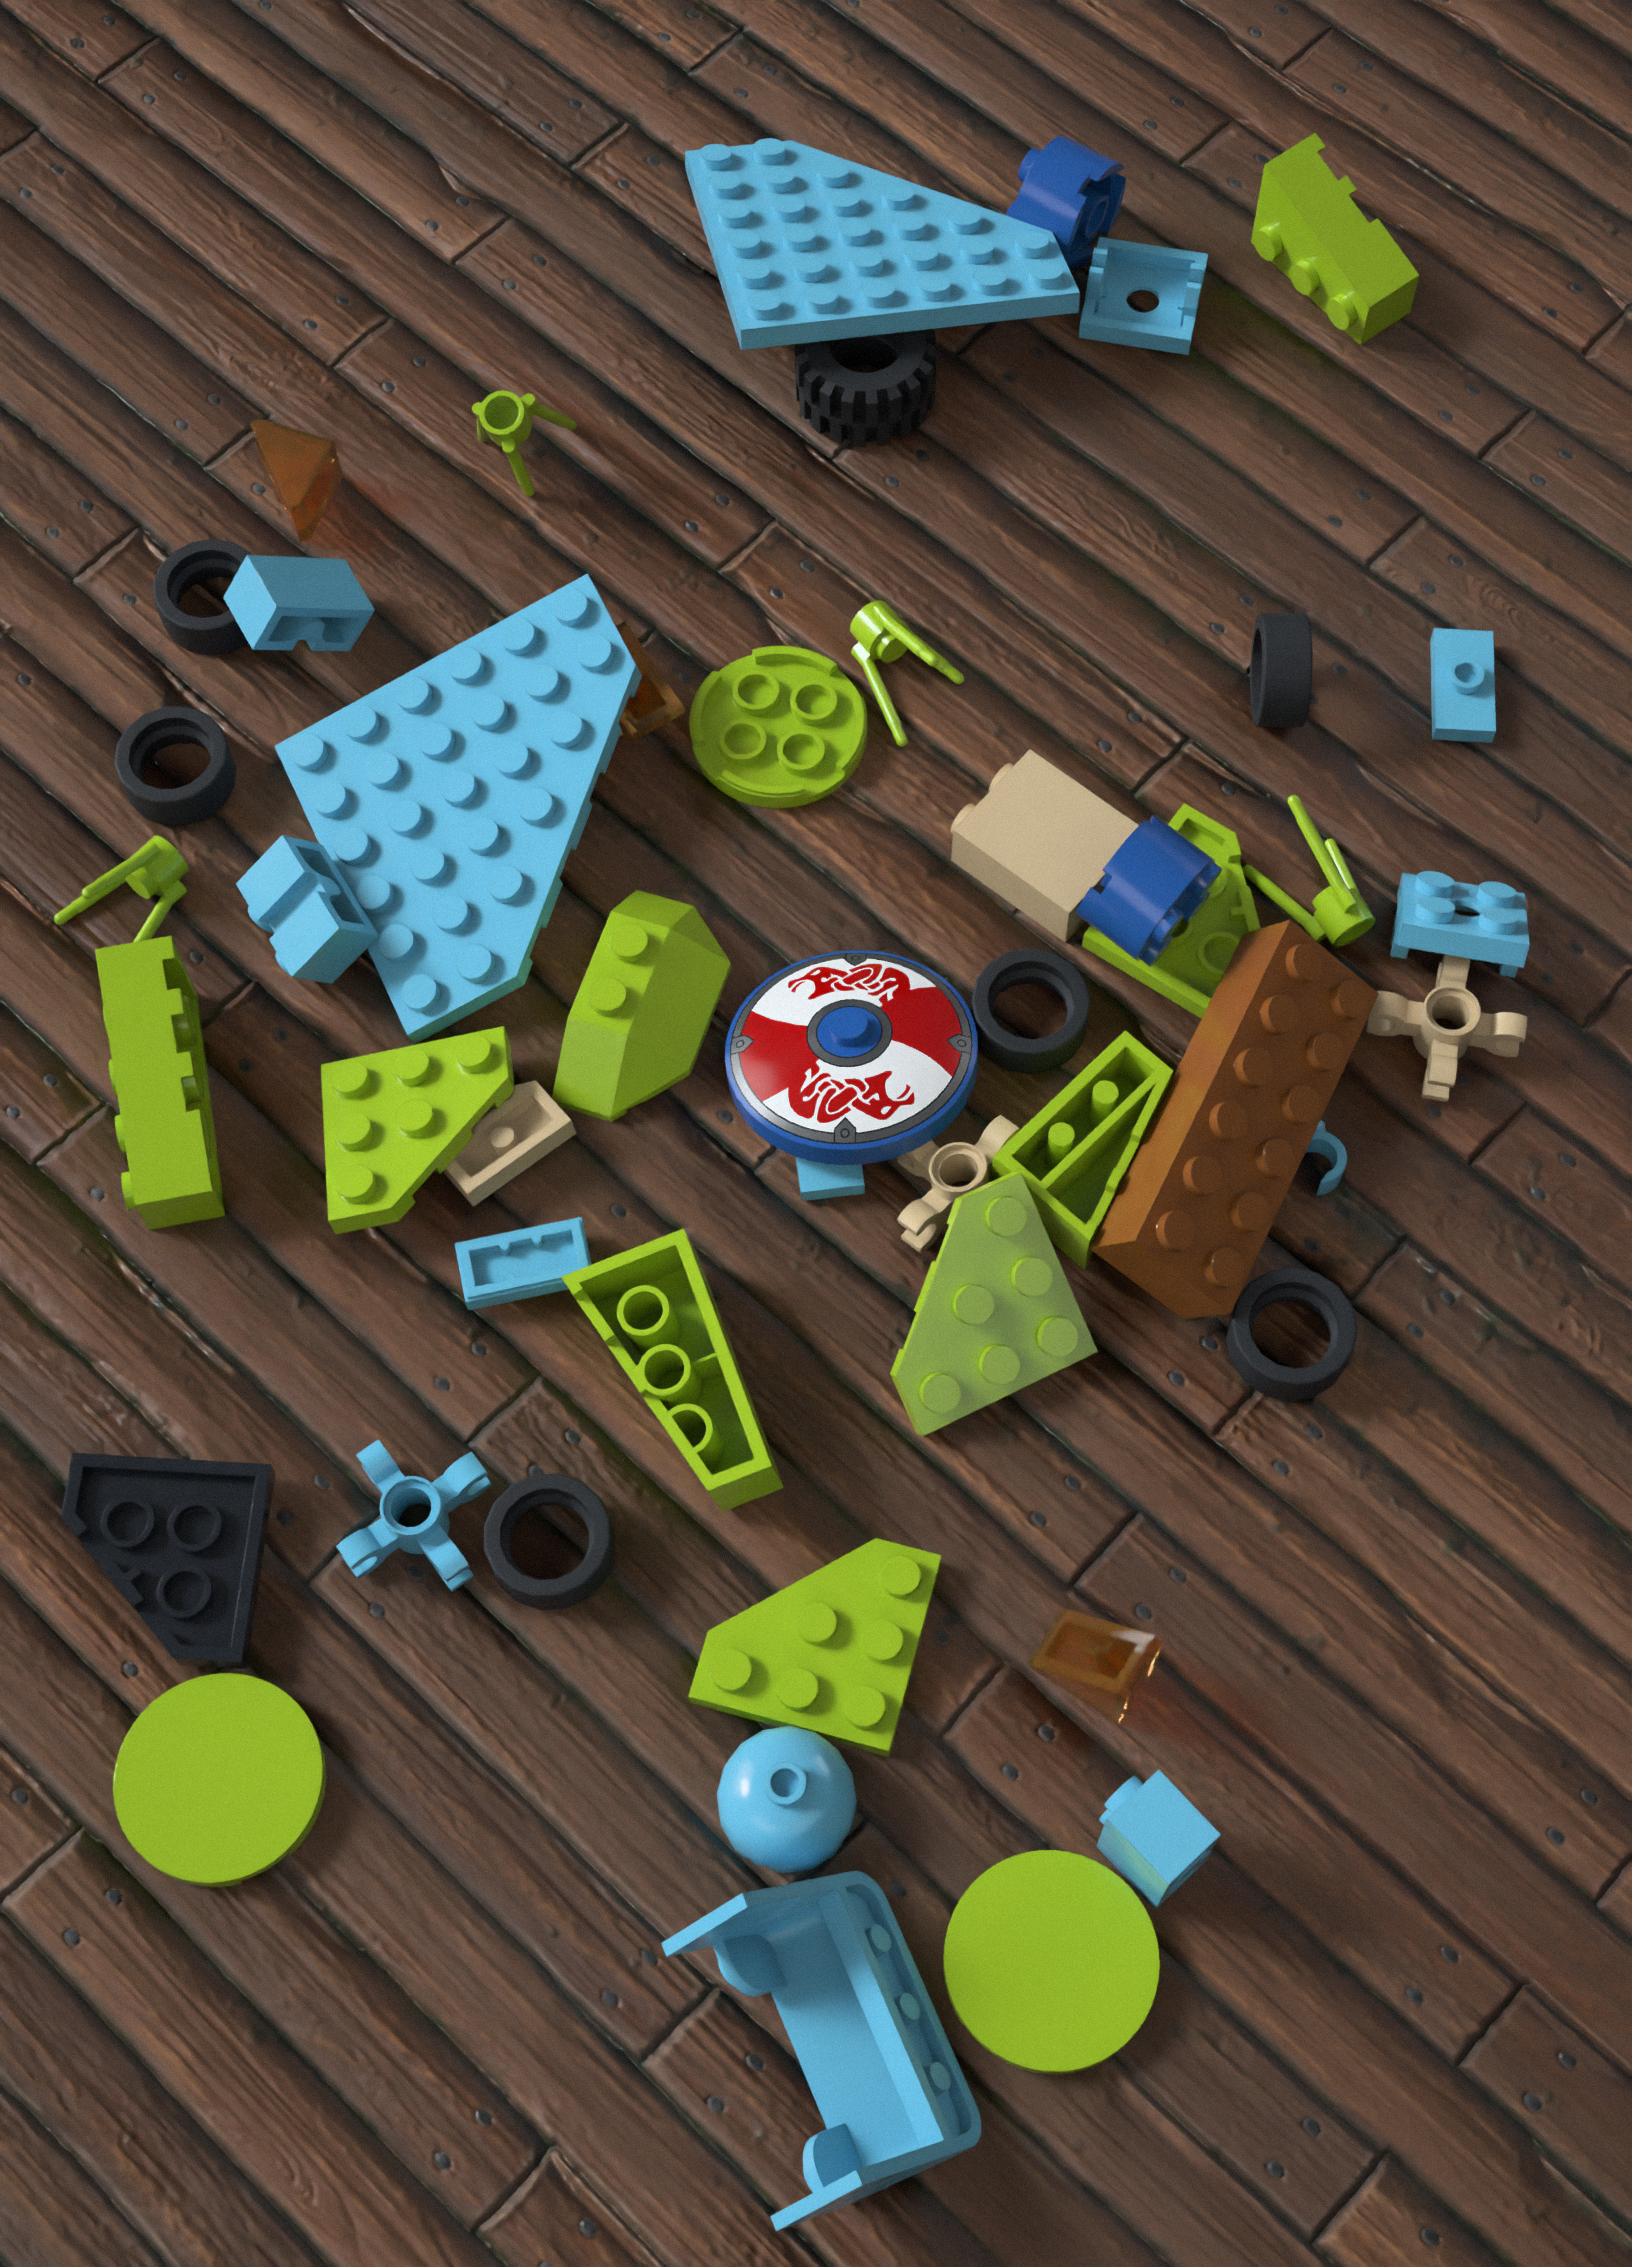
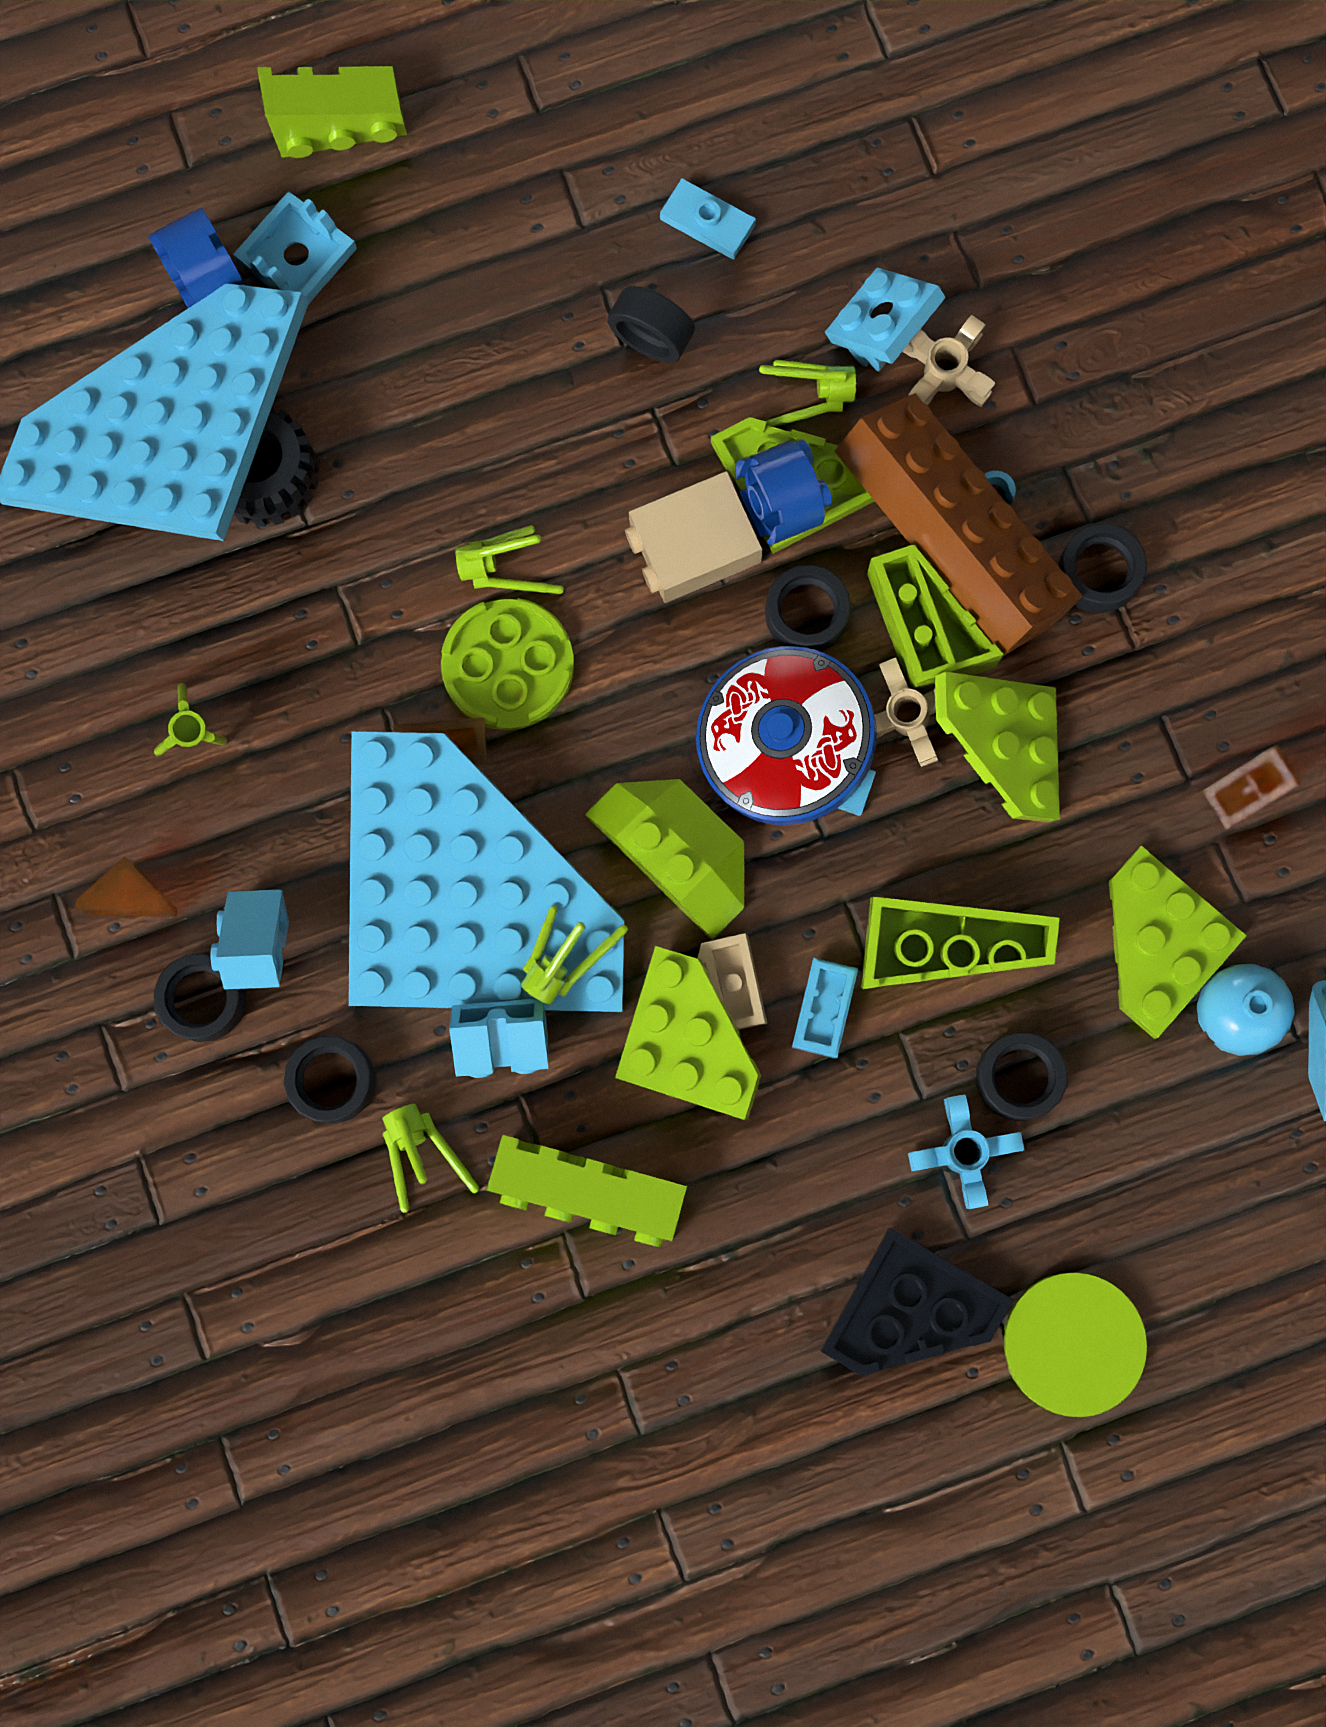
camera: 60 degrees left, 15 degrees up
(404, 915) = (546, 977): none -> lime plant

